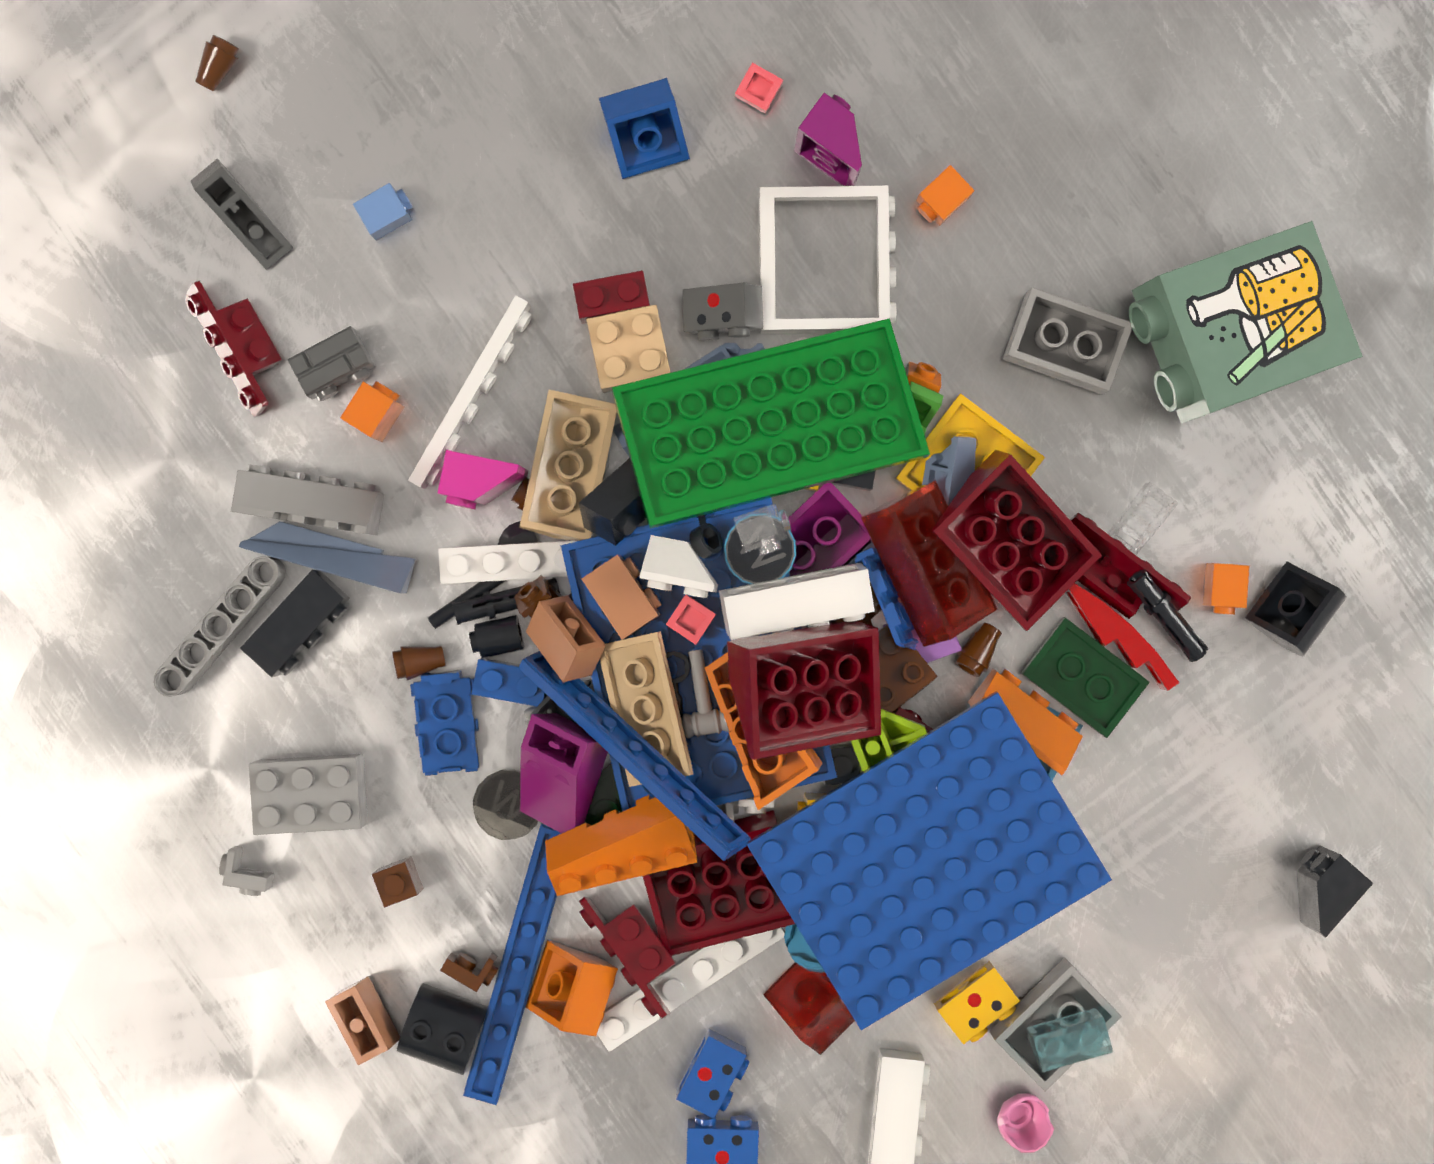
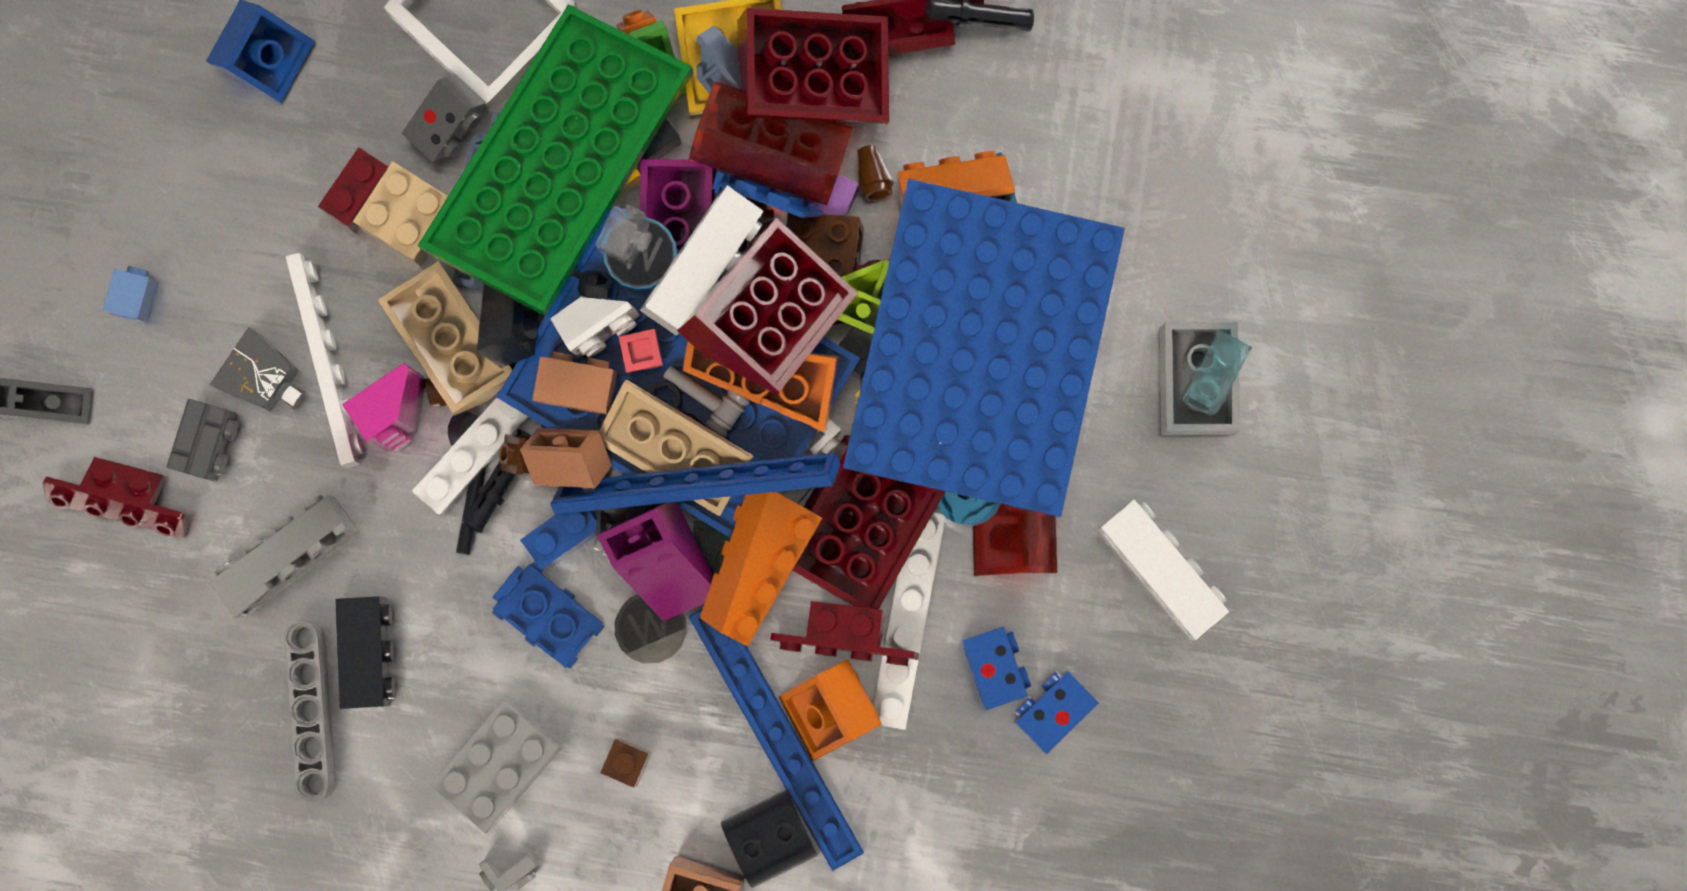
camera: 45 degrees left, 5 degrees down
(333, 556) = (341, 577): sand blue wedge -> none
(373, 410) = (265, 440): orange brick -> none
(416, 357) = (259, 374): none -> dark grey torso
(416, 661) = (479, 590): reddish brown cone -> none
(464, 970) = (739, 777): reddish brown bracket -> none
(497, 637) = (519, 513): black brick -> none
(977, 1003) = (1131, 422): yellow brick -> none
(1025, 1123) = (1252, 471): bright pink hair -> none
(1085, 677) = (967, 117): dark green plate -> none
(1109, 626) = (944, 63): red slope -> none
(1327, 889) = (1288, 86): black slope -> none

